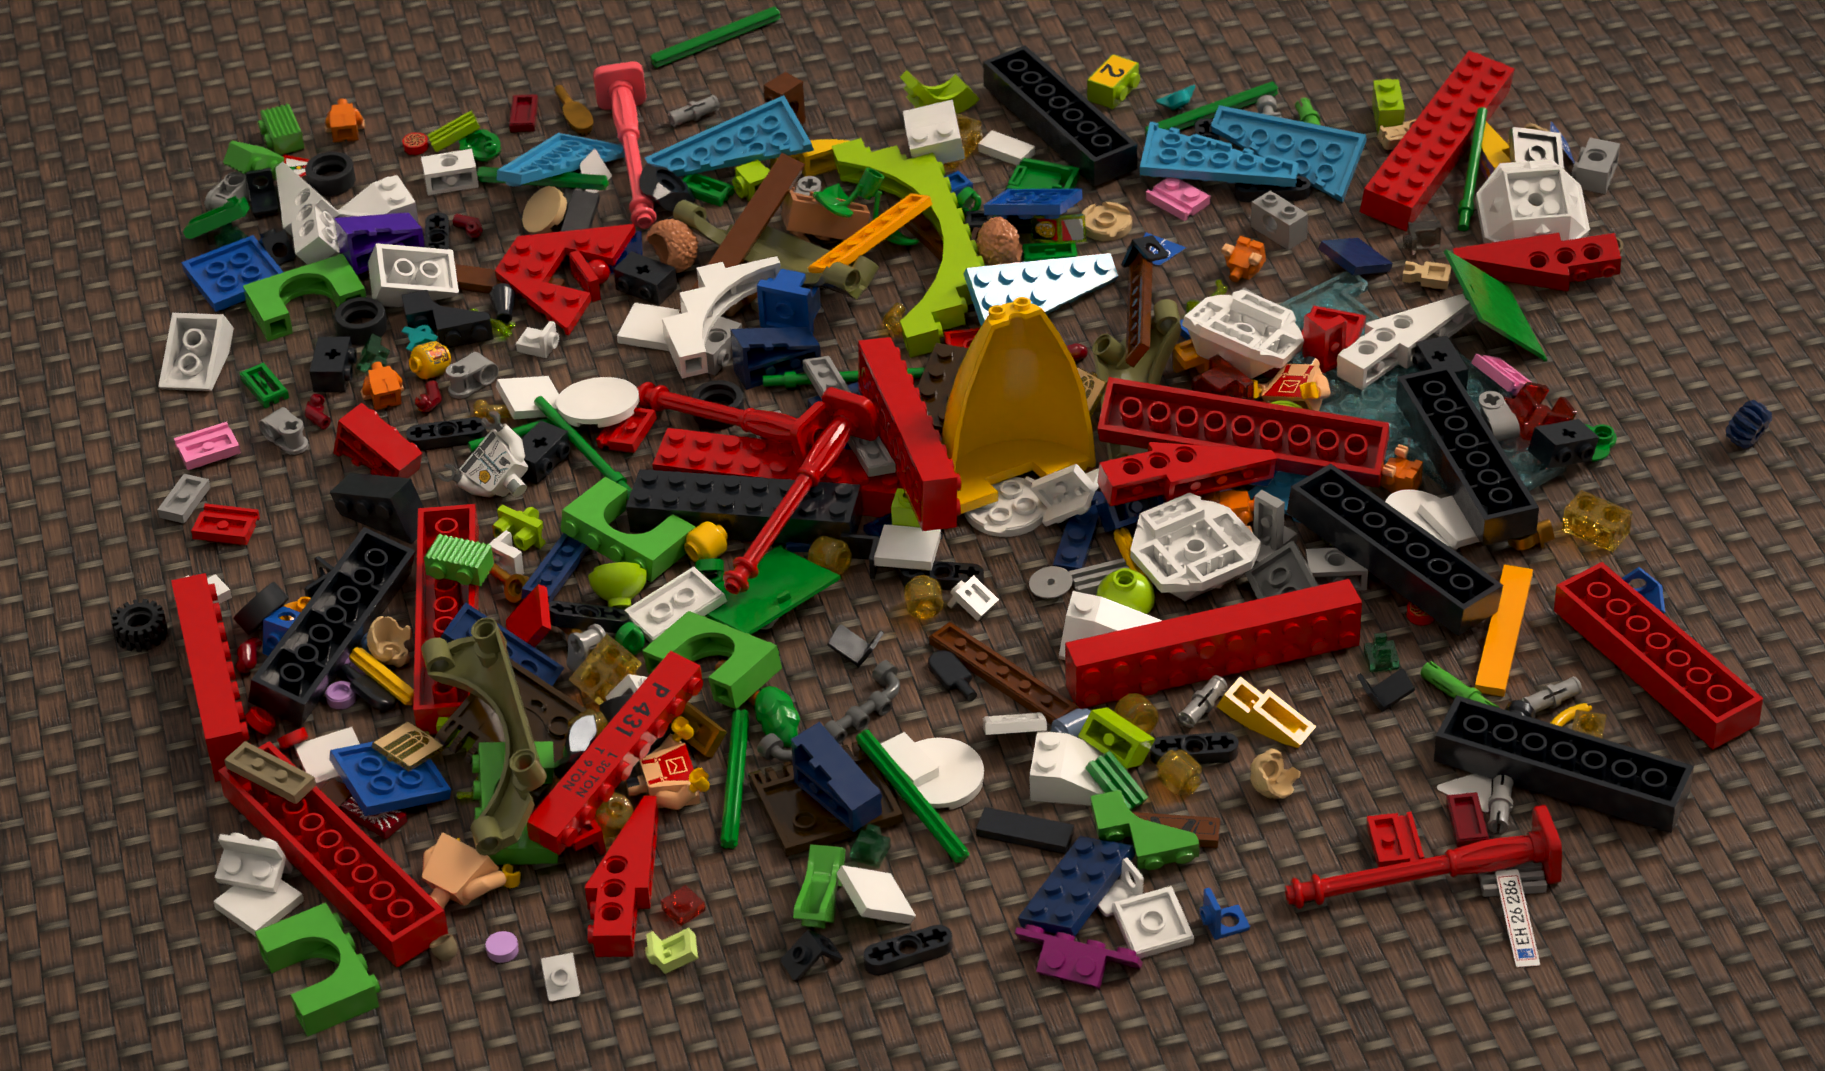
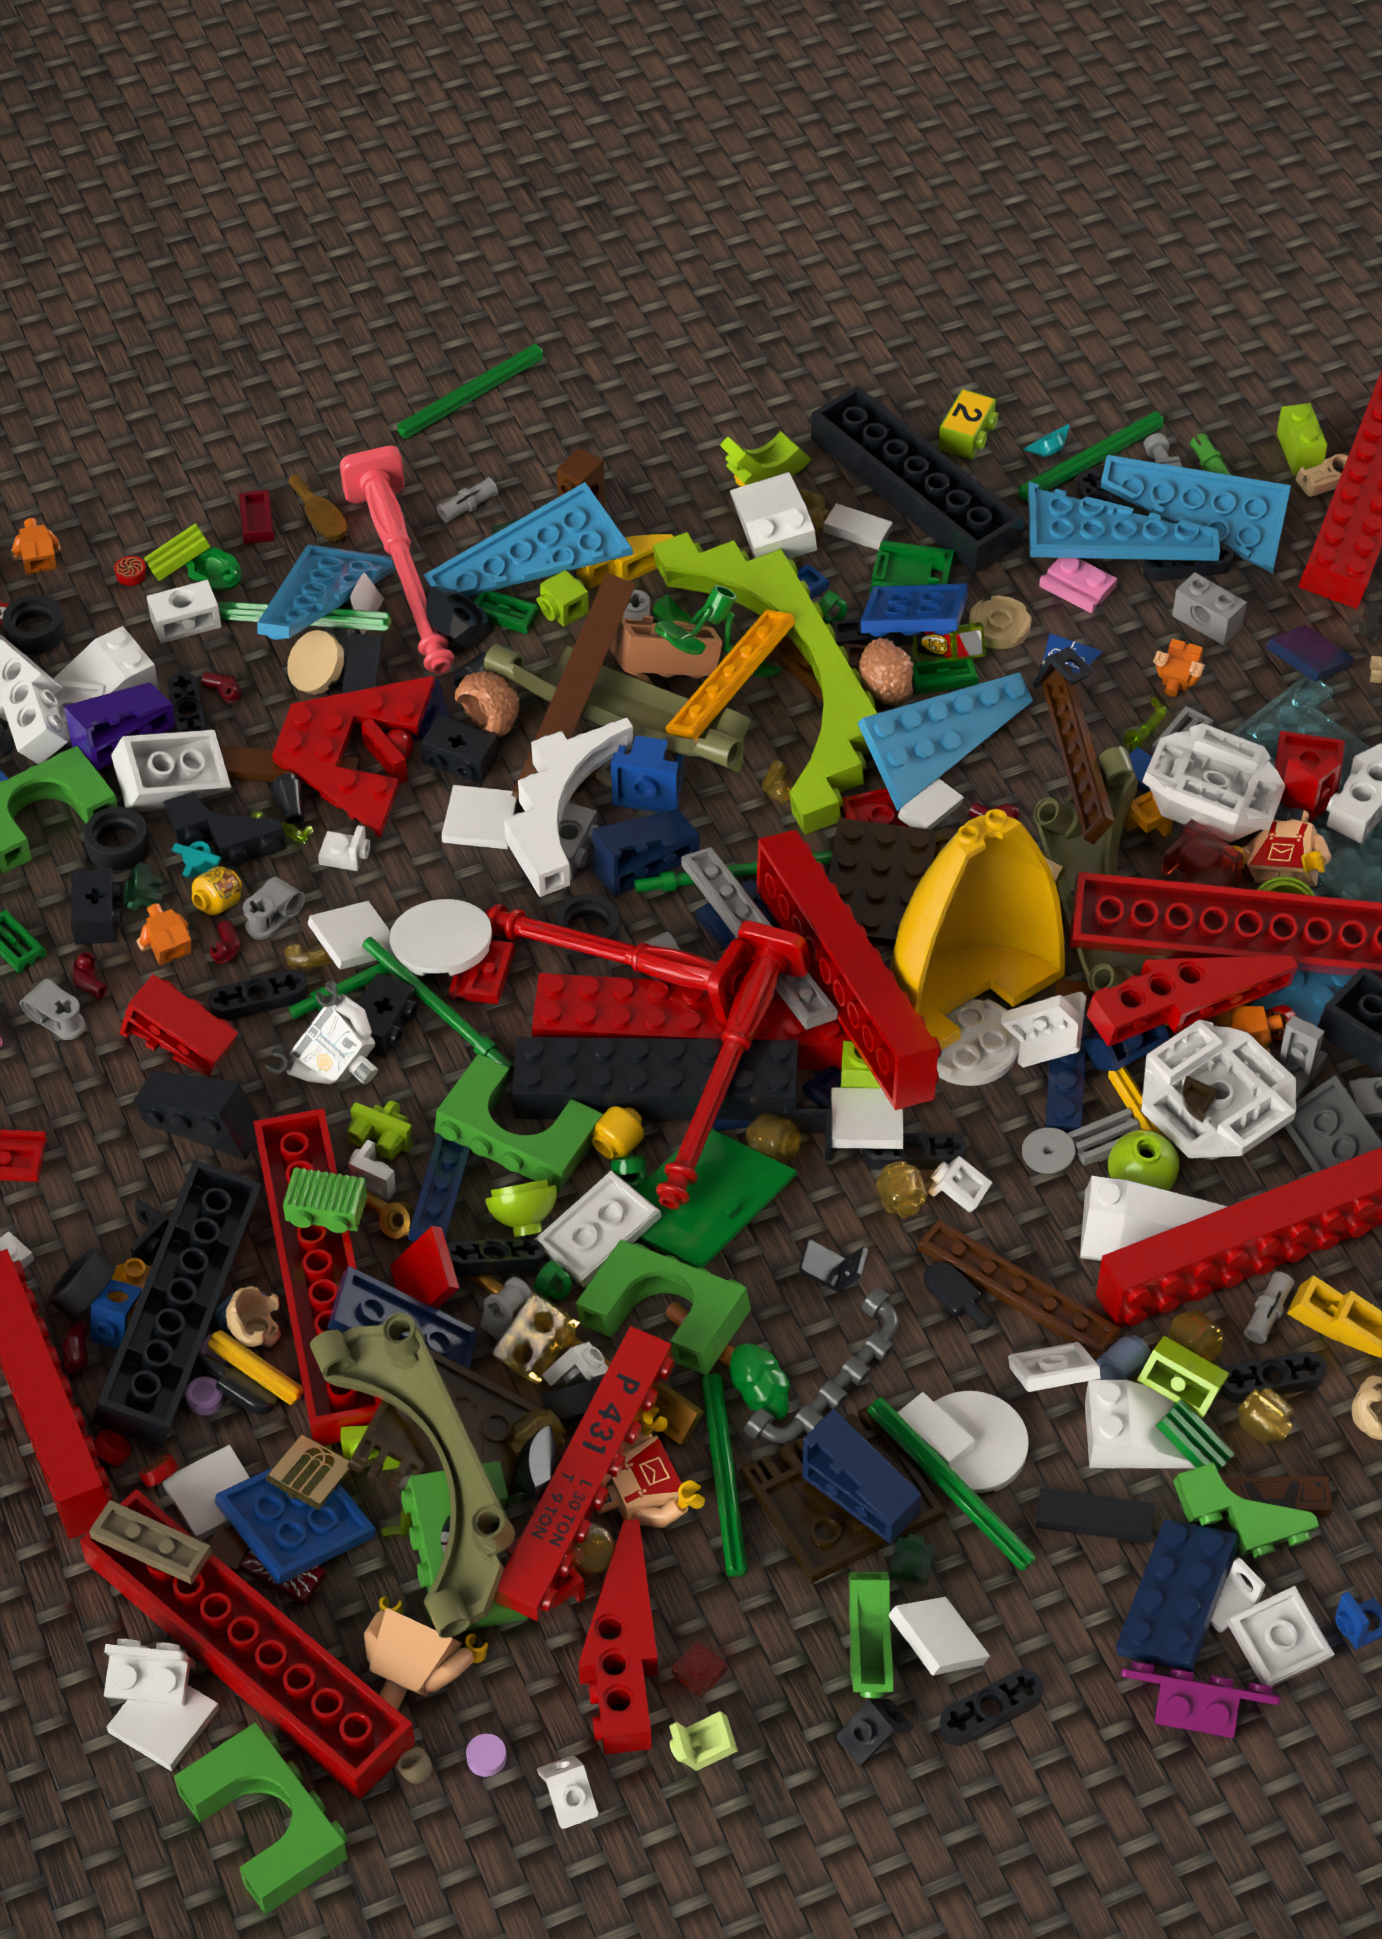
camera: 10 degrees left, 10 degrees up
(1176, 548) = (1198, 1097): none -> dark brown tile

